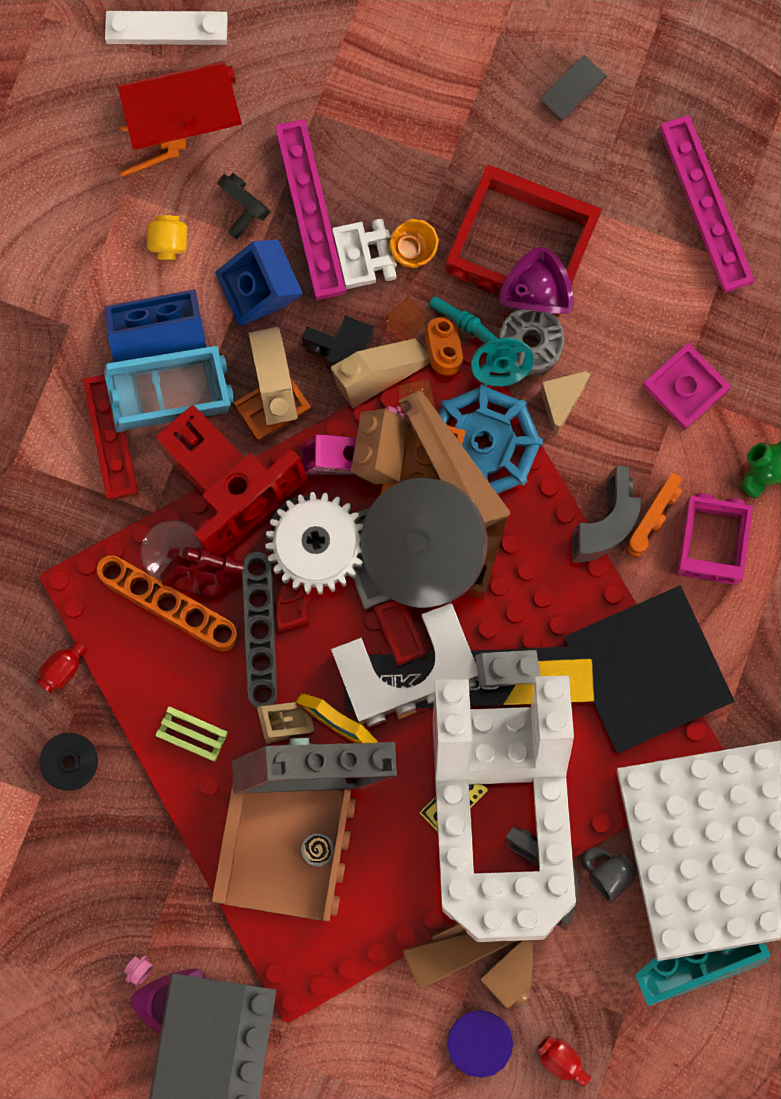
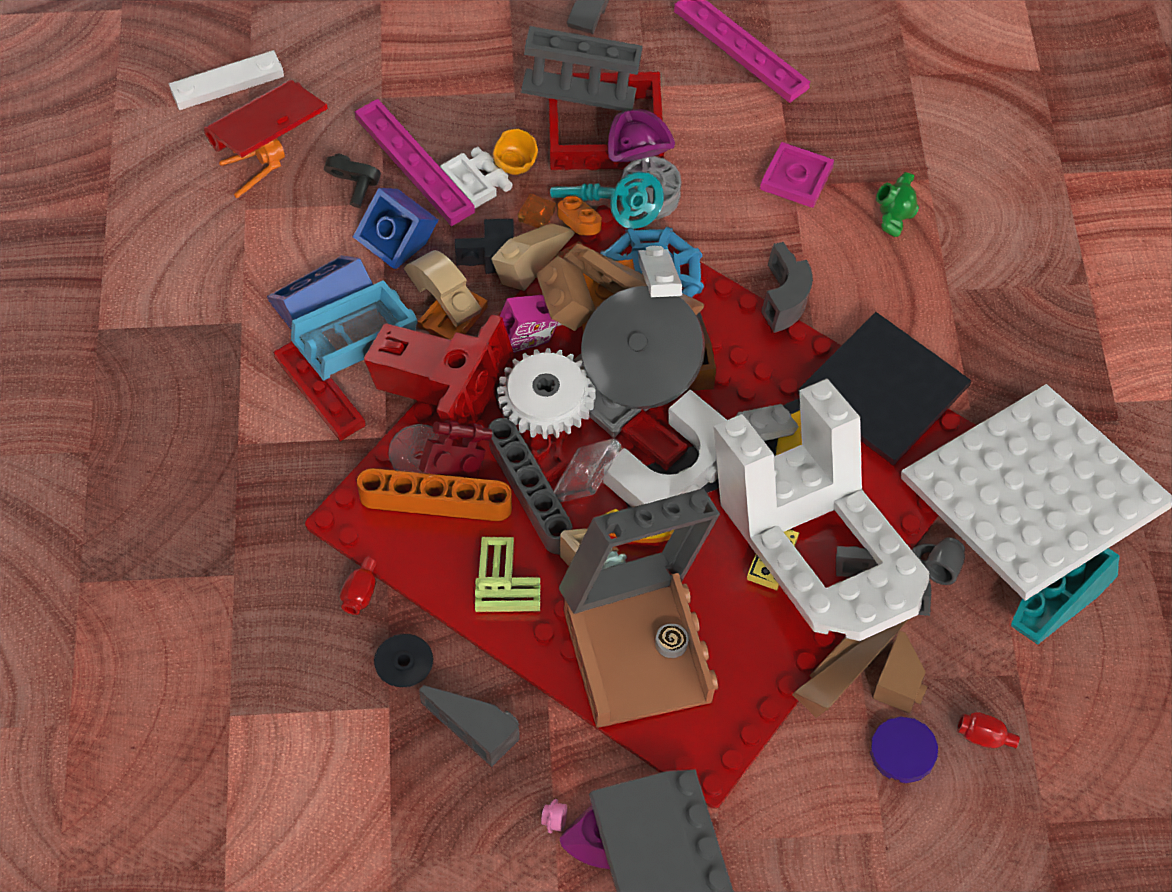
camera: 20 degrees left, 20 degrees down
(109, 856) = (475, 722): none -> dark grey slope
(166, 237) = (298, 221): yellow head -> none
(182, 723) = (495, 580): none -> yellowish green tile
(316, 643) = (586, 470): none -> clear tile
(476, 469) = (659, 272): none -> white plate
(512, 188) = (586, 51): none -> dark grey fence
(561, 396) = (696, 218): tan slope -> none
(654, 518) = (824, 275): orange plate -> none
(708, 570) = (889, 296): dark pink window -> none

